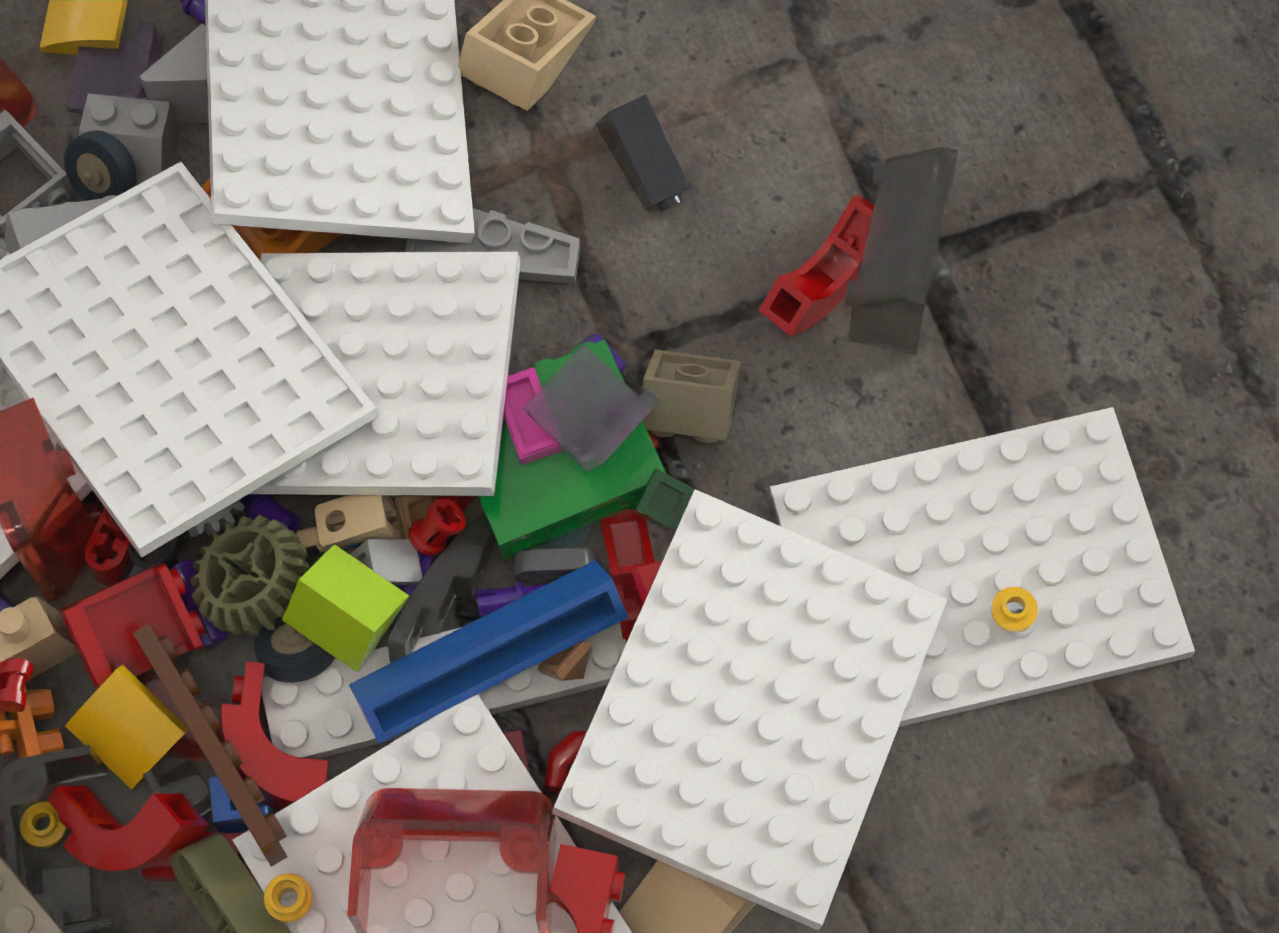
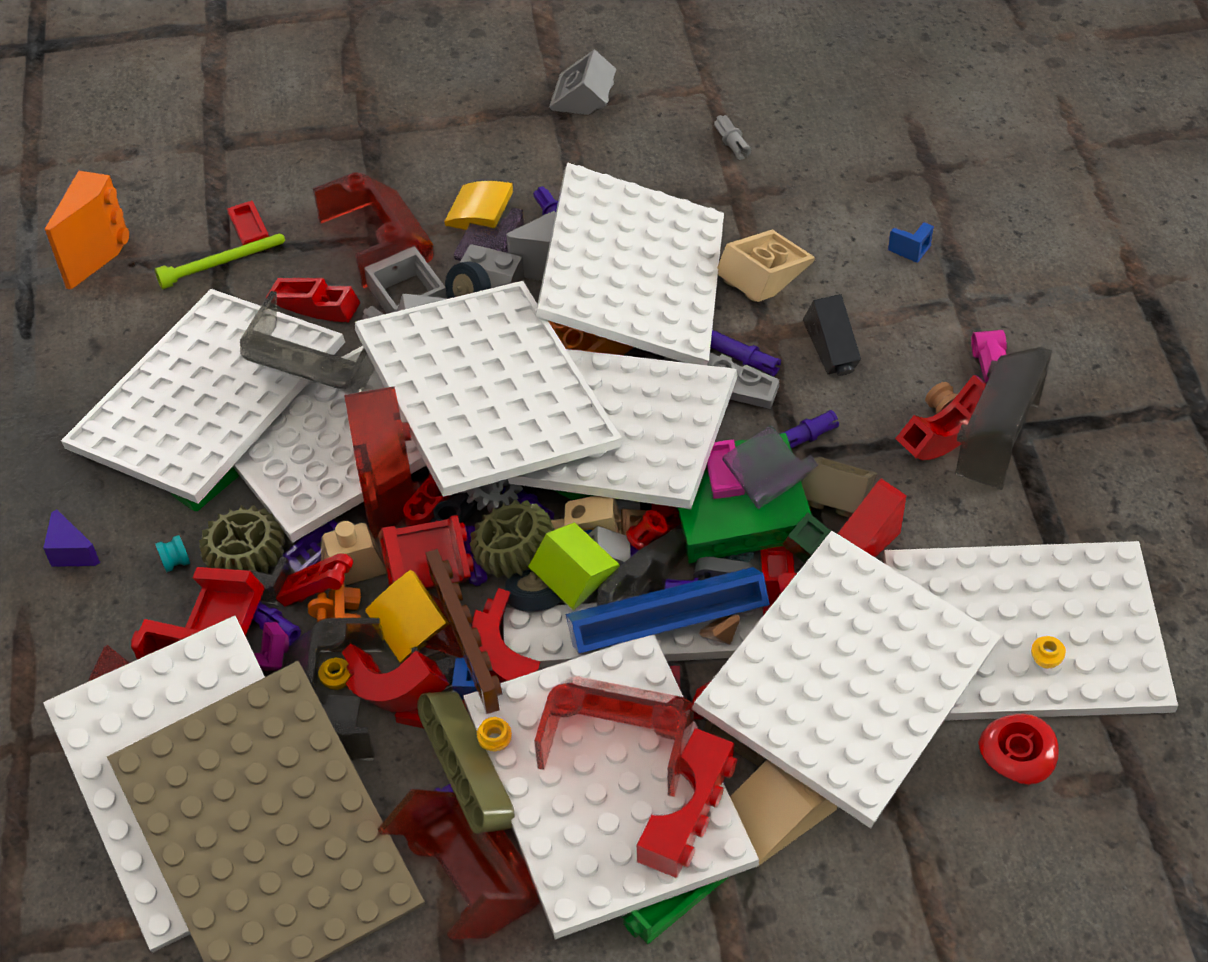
camera: 10 degrees right, 15 degrees down
(530, 203) = (747, 354): none -> dark purple pin
(635, 310) = (812, 428): none -> dark purple pin
(748, 454) = (876, 519): none -> red slope
(812, 227) = (940, 396): none -> medium nougat wheel
(869, 132) = (988, 347): none -> dark pink piece
(995, 759) = (1020, 748): none -> red hat

